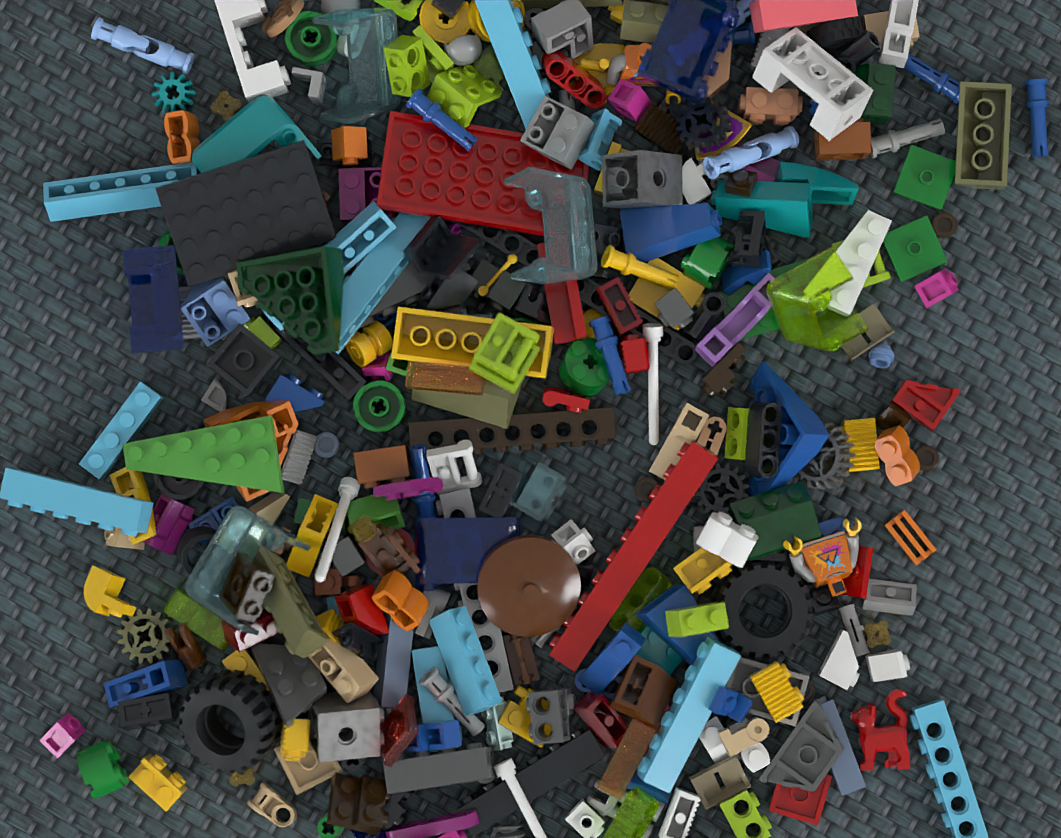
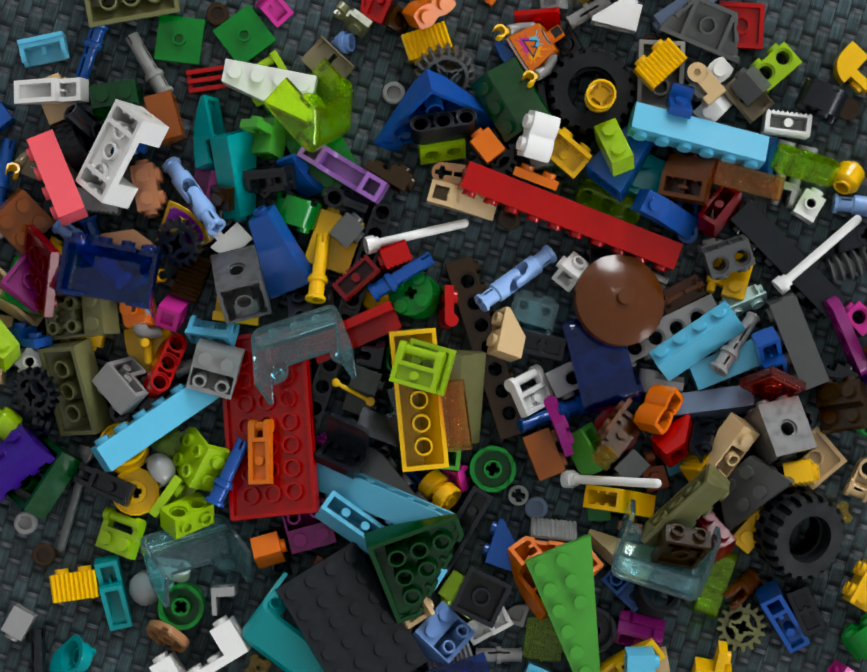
camera: 105 degrees left, 0 degrees up
(177, 369) = (501, 654): none -> light grey pin
(181, 416) = (541, 640): none -> clear neon green piece
(211, 377) = (483, 631): none -> white slope
(340, 421) = (513, 500): none -> light grey bush
(455, 159) = (260, 452): none -> orange plate
(519, 455) = (506, 336): none -> tan slope
(578, 476) = (515, 278): none -> light blue piece
(680, 537) = (544, 179): none -> orange plate
(731, 481) = (486, 145): none -> orange brick
(732, 786) = (749, 84): none -> dark grey brick
(756, 616) = (600, 96): none -> yellow wheel
(795, 248) = (268, 136): none -> bright green brick
(814, 396) = (393, 93): none -> light grey tile
(877, 179) = (189, 73): none -> red tile
(901, 372) = (355, 20): none -> olive plate
(948, 28) = (43, 49): none -> medium azure hinge

